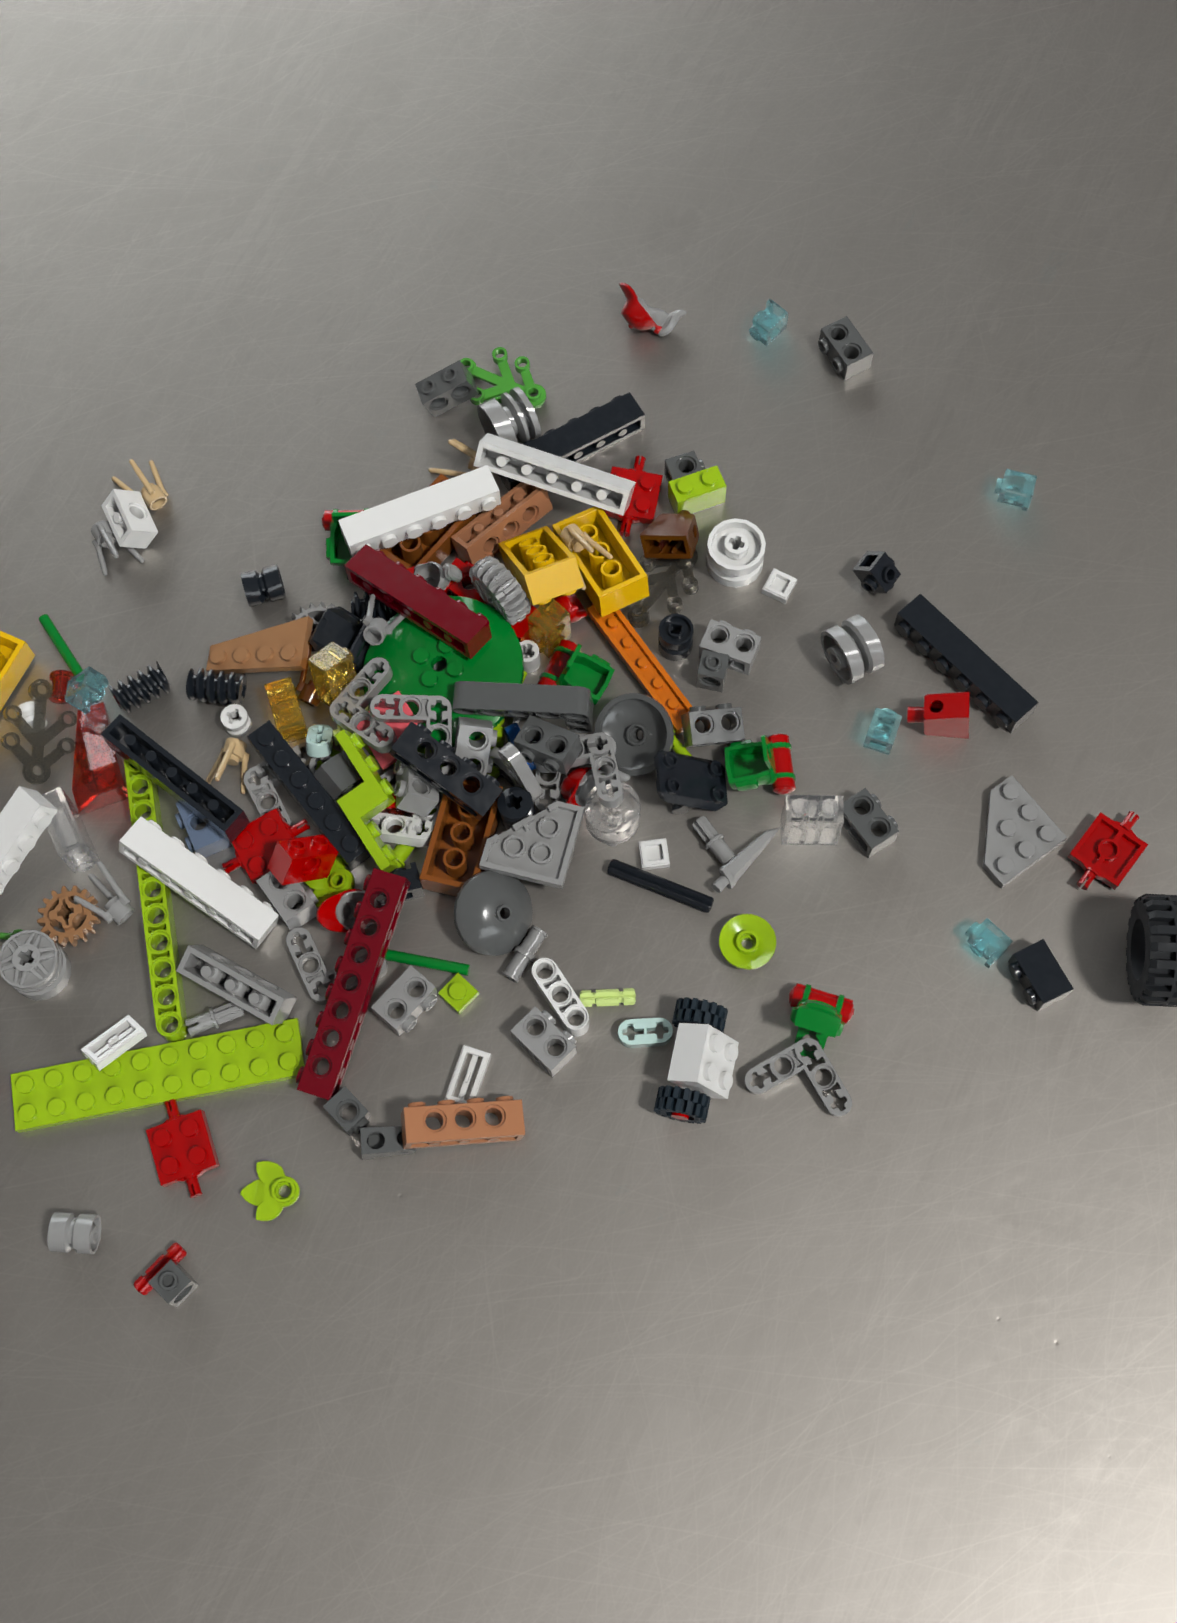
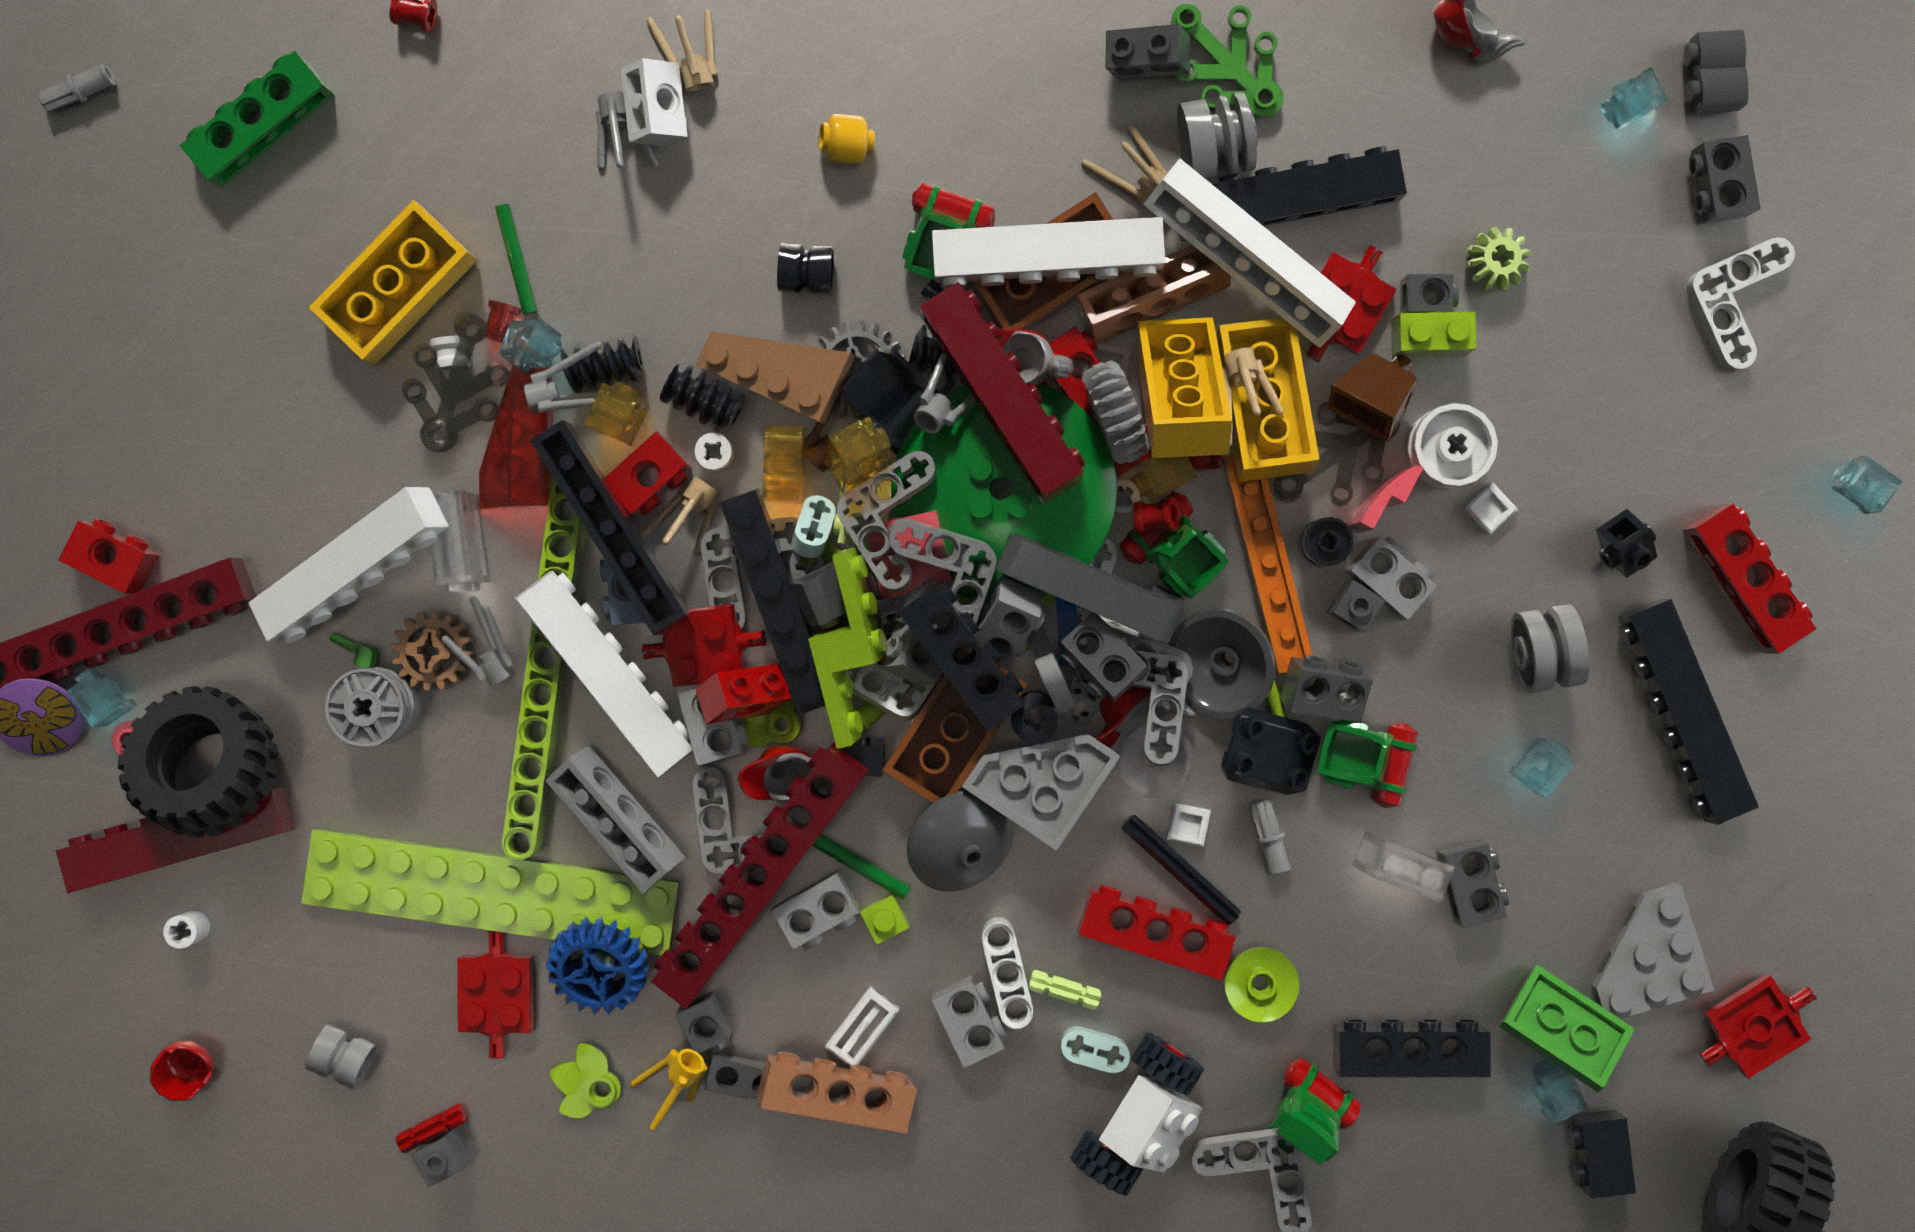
camera: 20 degrees right, 20 degrees up
(104, 715) = (545, 396): none -> light grey plant
(116, 1044) = (450, 849): white tile -> none
(159, 712) = (617, 412): none -> clear yellow brick
(196, 734) = (626, 480): none -> red brick
(213, 1018) = (570, 847): light grey axle -> none
(246, 1080) = (590, 976): none -> blue gear
(266, 502) = (845, 139): none -> yellow head
(341, 1142) = (683, 1071): none -> yellow plant
(524, 954) = (982, 900): light grey pin -> none
(553, 652) = (1156, 516): none -> red bush
(671, 941) = (1208, 959): none -> red brick
(703, 593) = (1390, 493): none -> coral slope
(721, 436) = (1503, 247): none -> yellowish green gear
(736, 867) = (1276, 886): light grey bar -> none
(814, 292) = (1717, 71): none -> dark grey brick
(834, 971) = (1468, 1059): none -> black brick
(876, 415) = (1722, 298): none -> white beam
(943, 715) = (1642, 781): red torso -> none
(973, 582) = (1751, 602): none -> red brick
(974, 892) = (1567, 1028): none -> bright green plate

